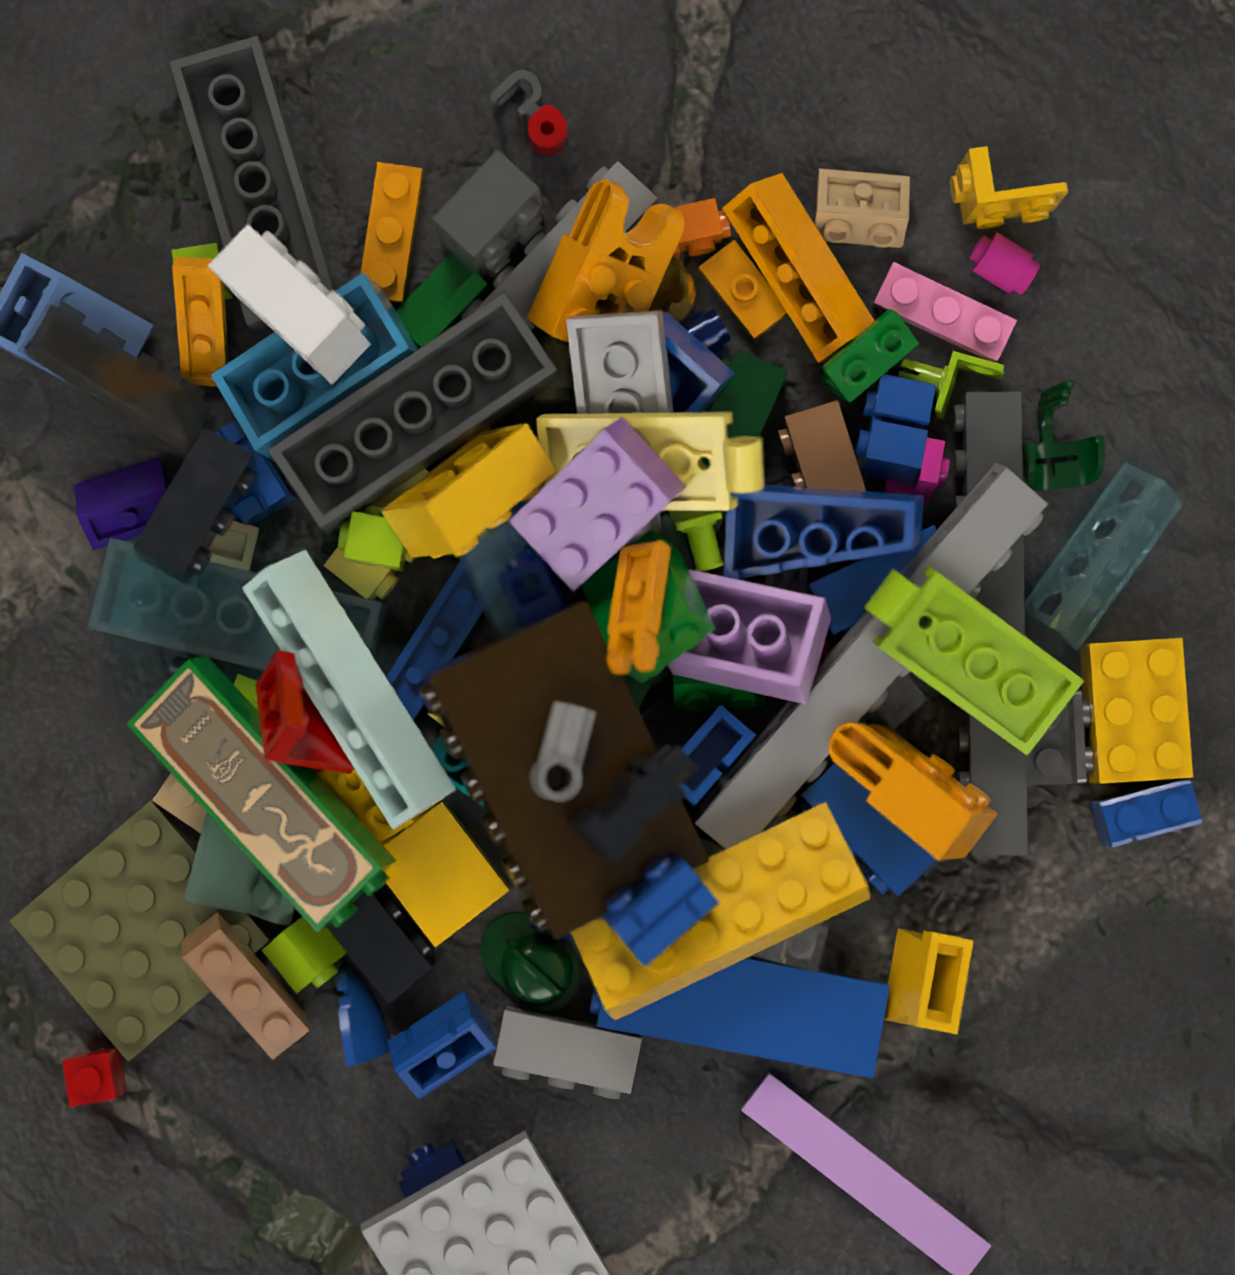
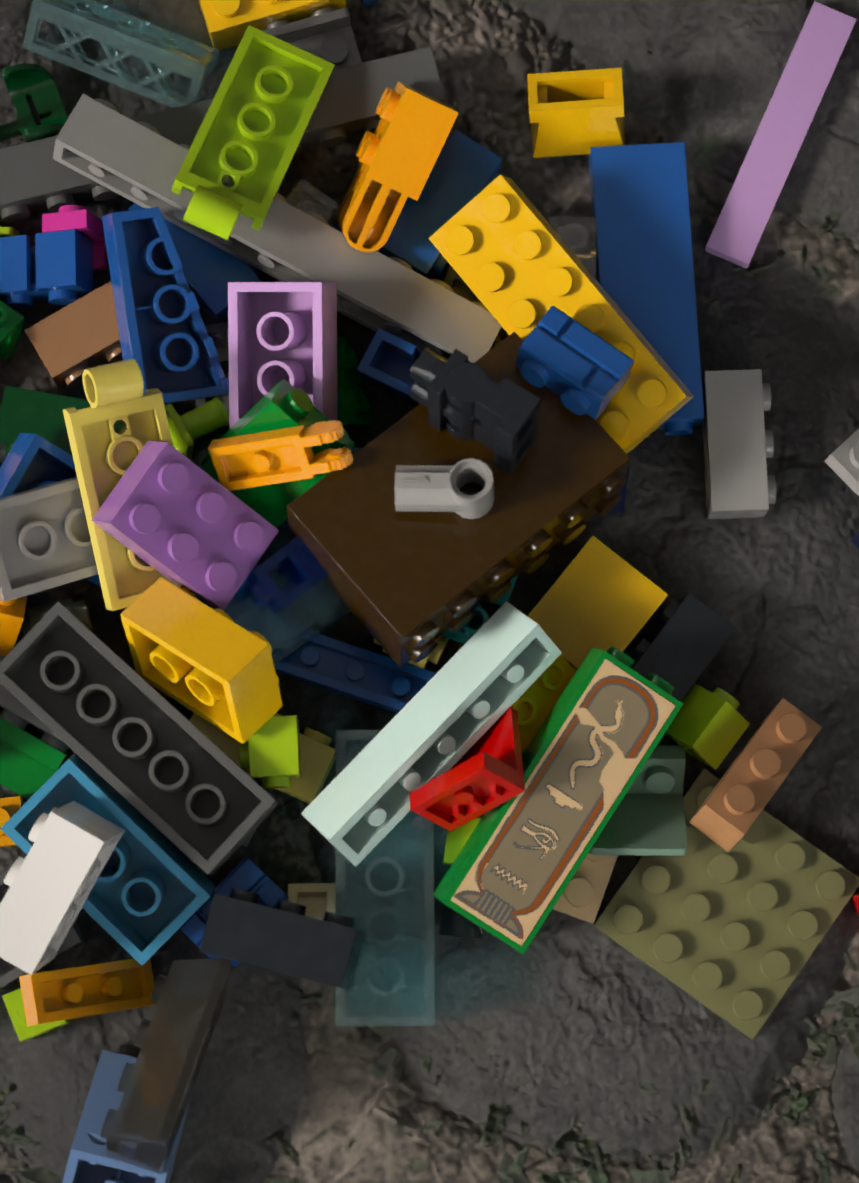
camera: 110 degrees left, 5 degrees down
(119, 502) = (294, 1030): dark purple panel -> none
(360, 1018) = (757, 652): blue brick -> none
(441, 1045) = (762, 566): blue brick -> none
(529, 963) = (659, 506): dark green piece -> none

